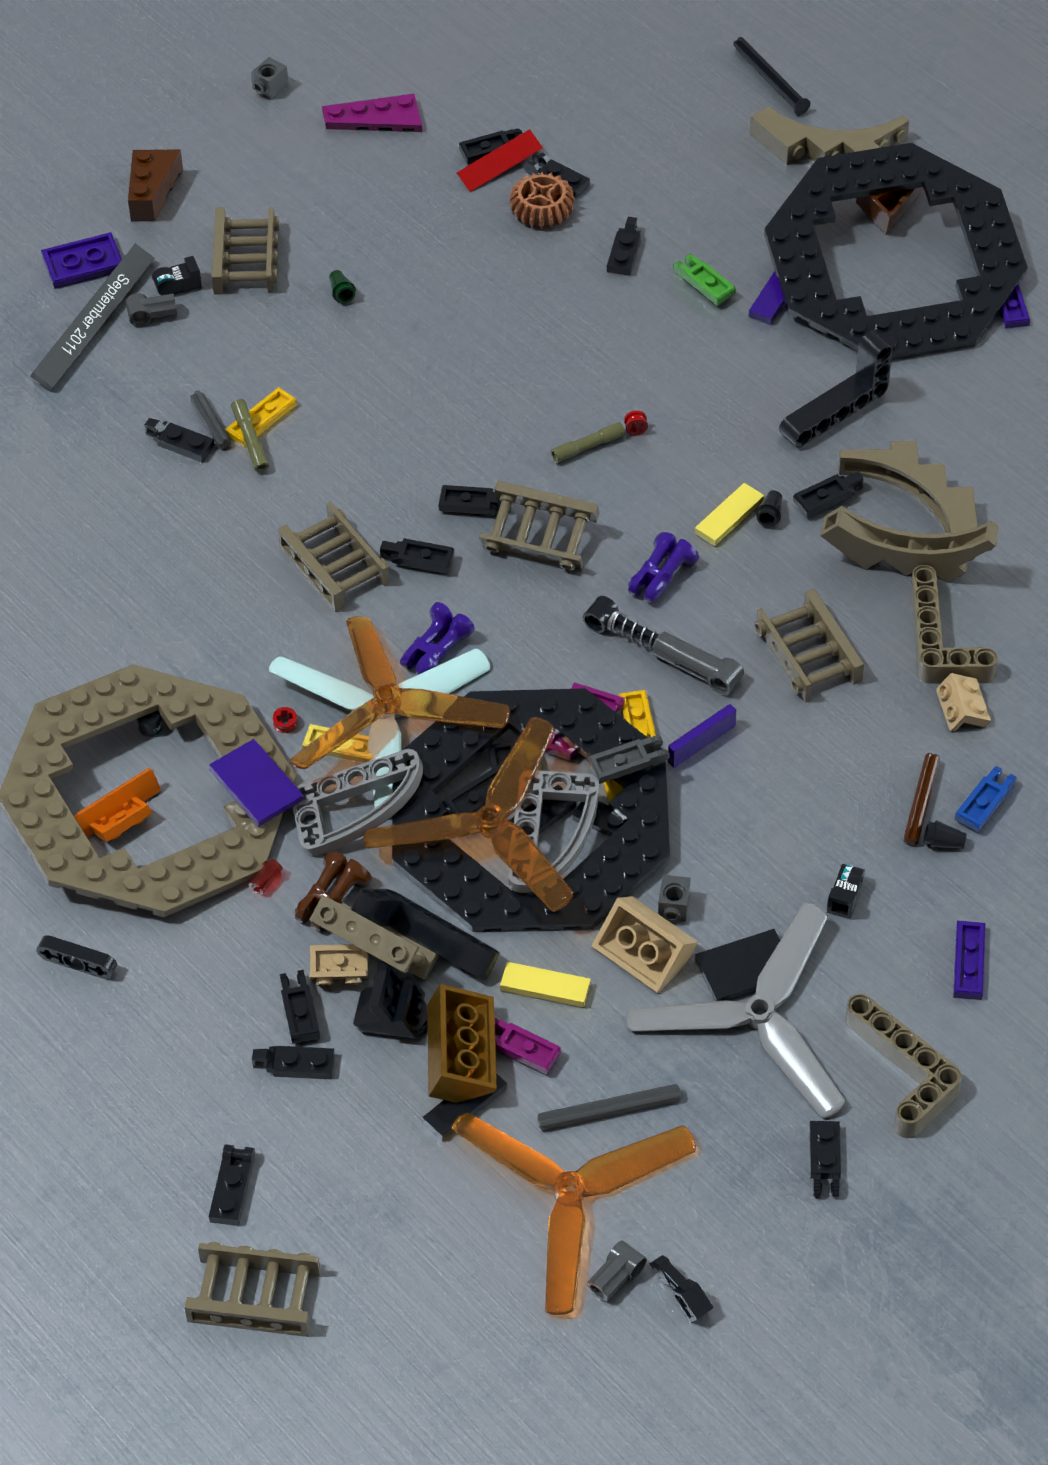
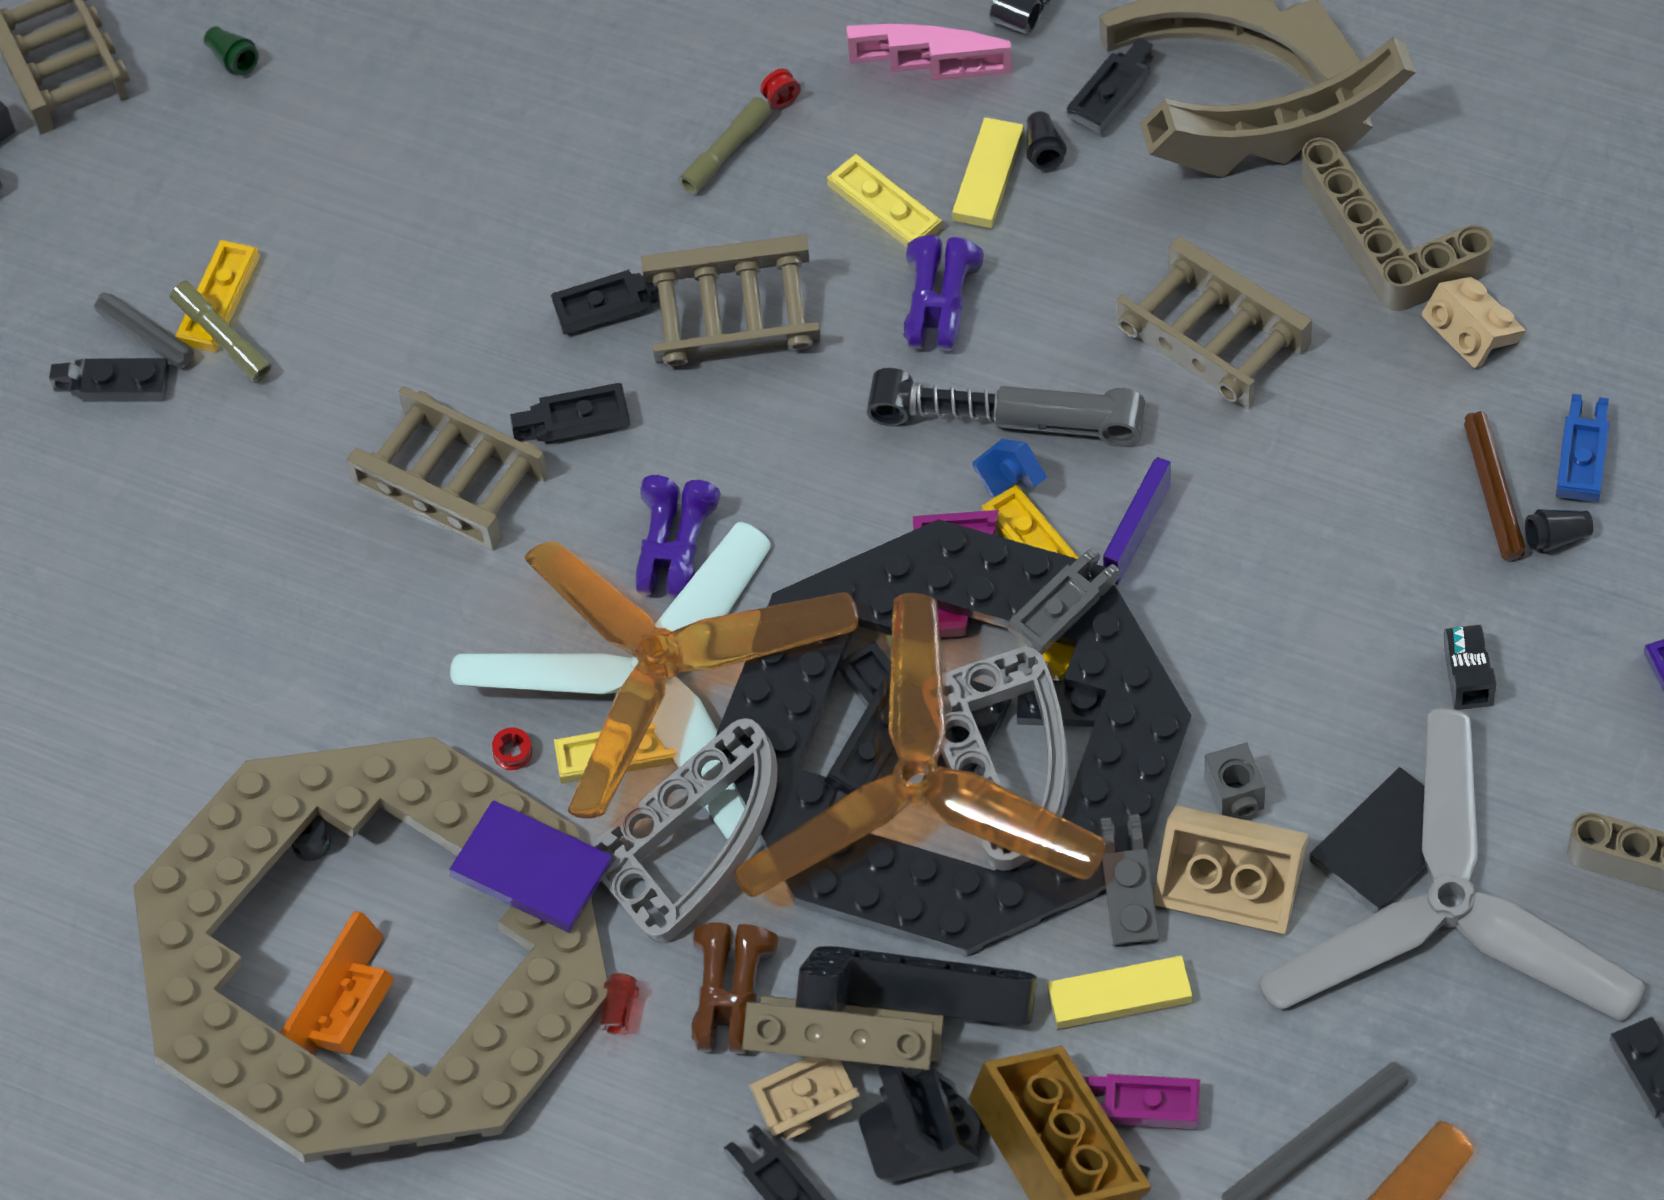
camera: 20 degrees left, 5 degrees up
(580, 928) = (1128, 886): none -> dark grey hinge
(643, 677) = (1008, 464): none -> blue bracket
(660, 506) = (883, 201): none -> light yellow tile
(740, 436) = (944, 50): none -> bright pink slope

